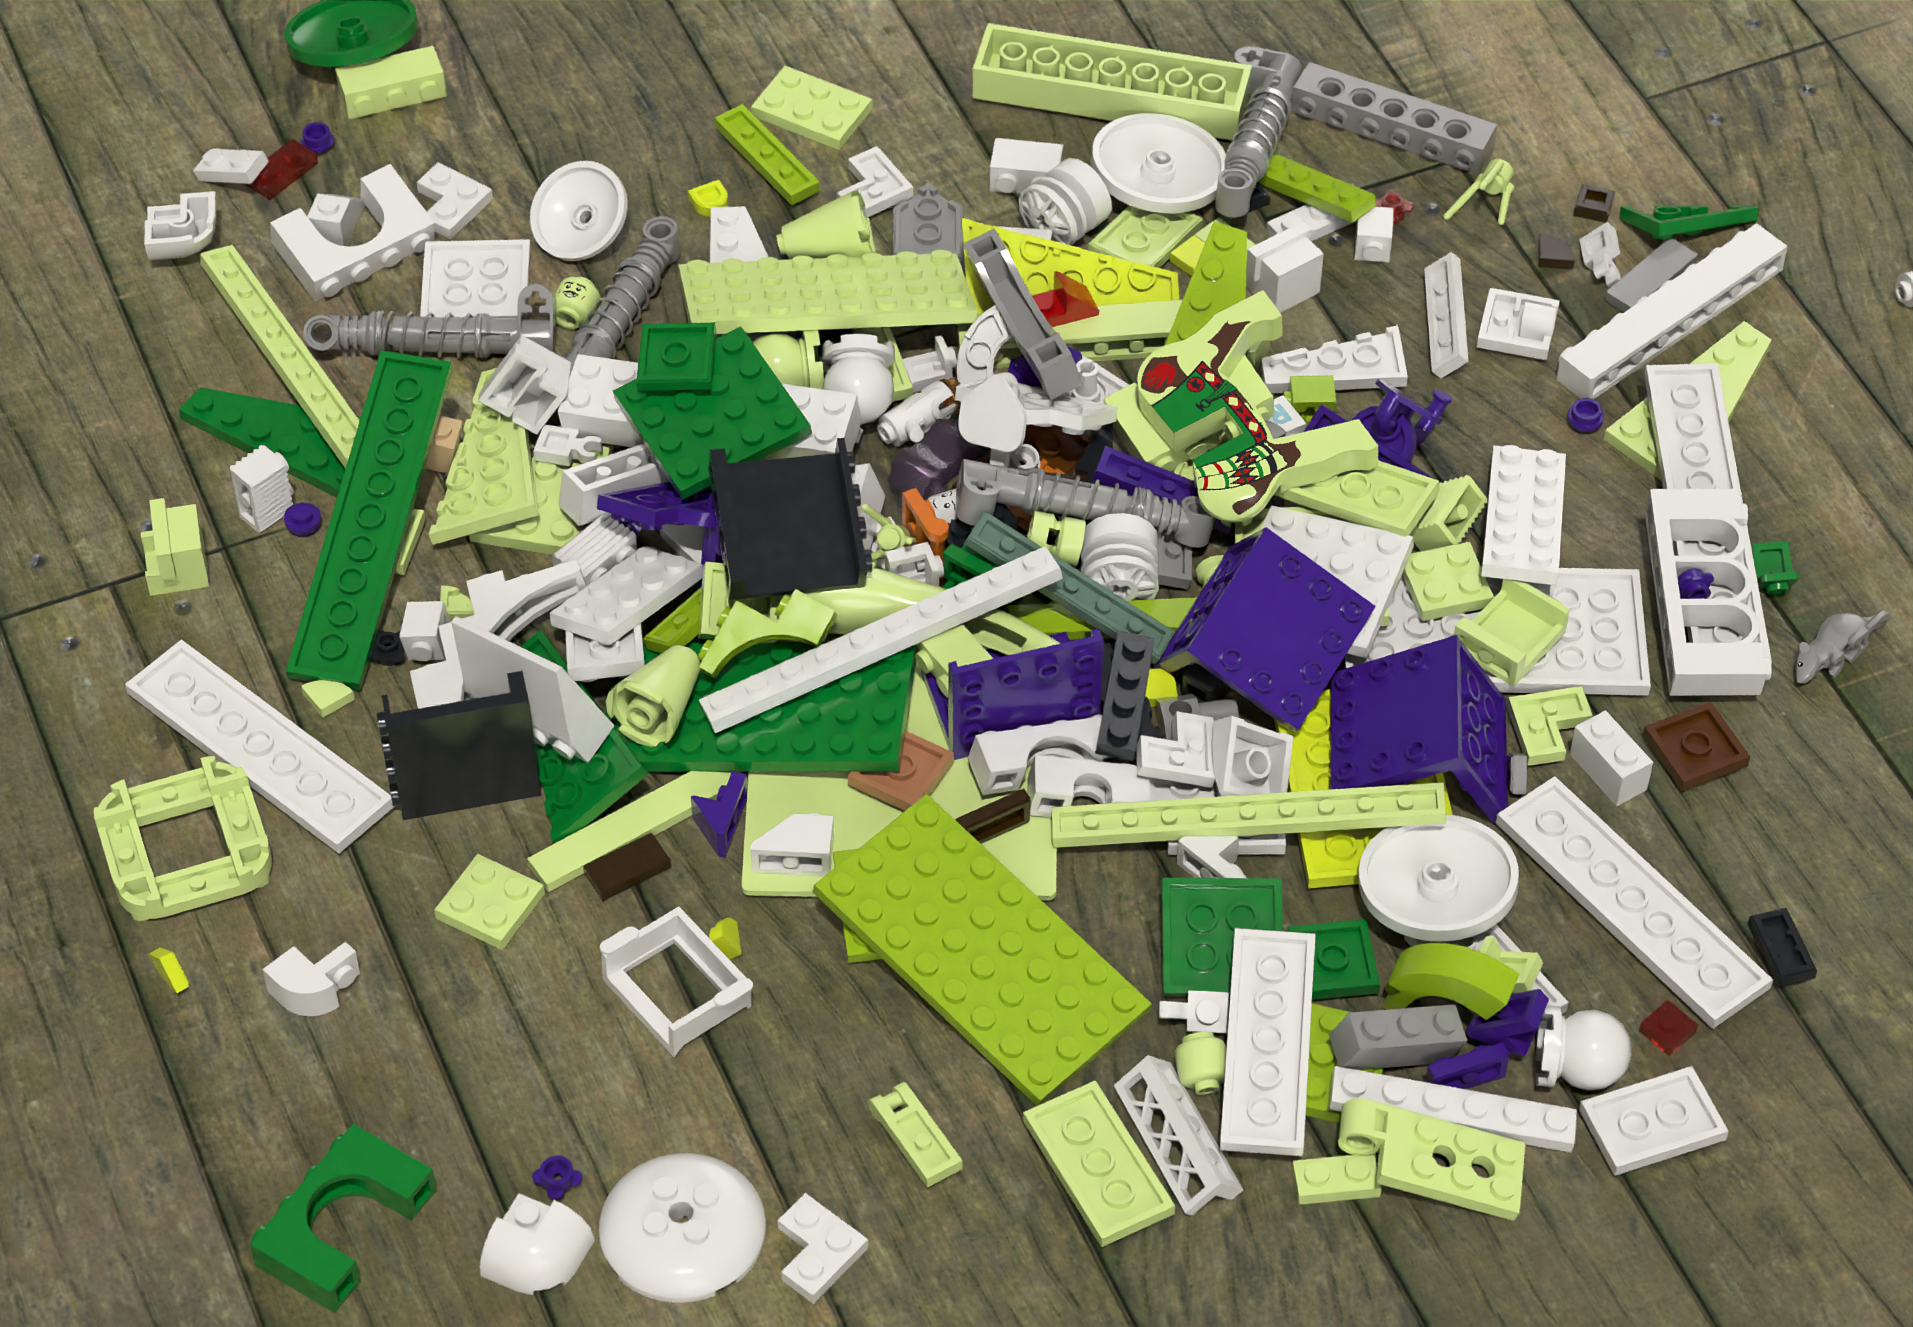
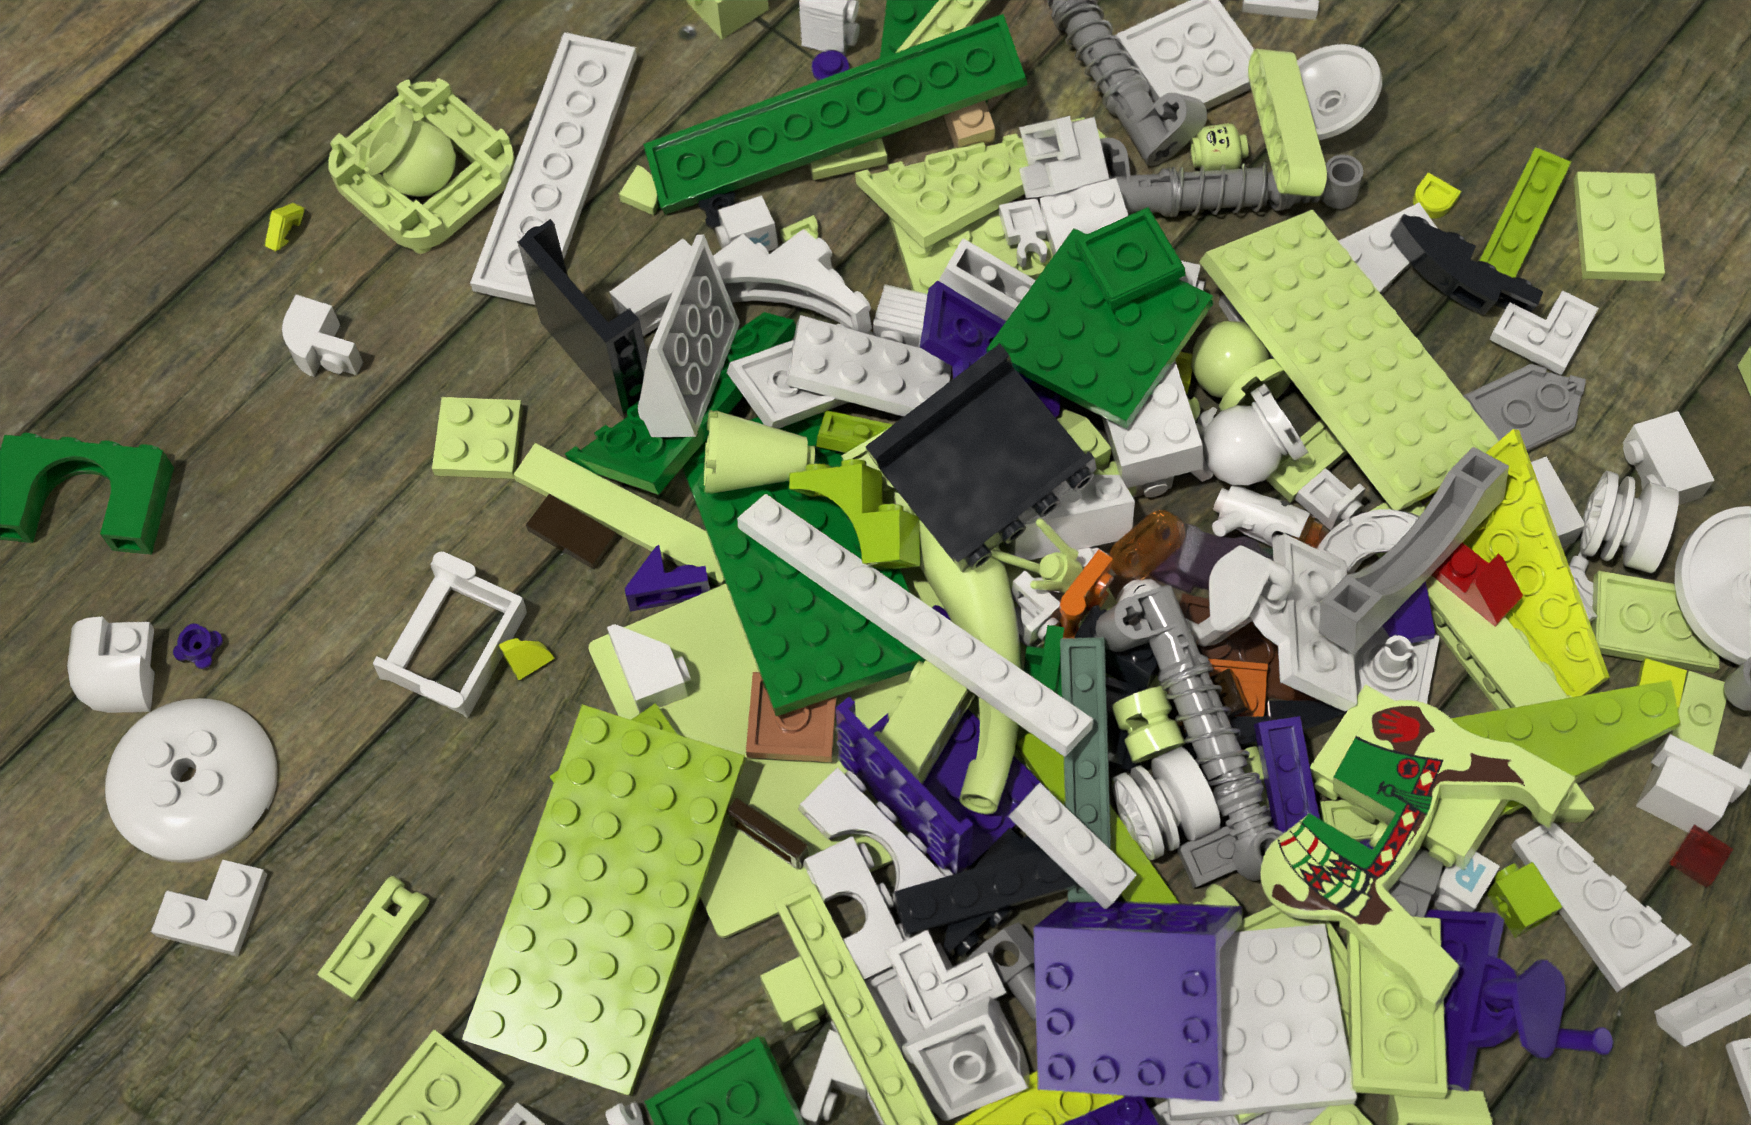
camera: 65 degrees right, 15 degrees up
(173, 831) = (409, 153): none -> yellowish green tile
(595, 239) = (1287, 123): none -> yellowish green beam
(781, 204) = (1448, 265): none -> black slope
(830, 230) = (1451, 325): yellowish green cone -> none
(897, 483) = (1147, 542): none -> clear orange plate
(1026, 454) = (1250, 657): white plate -> none
(1127, 619) = (1072, 846): none -> white plate
(1133, 863) = (793, 996): none -> yellowish green brick
(1160, 685) = (1034, 911): neon yellow tile -> none
(1335, 293) = (1700, 856): none -> clear red plate

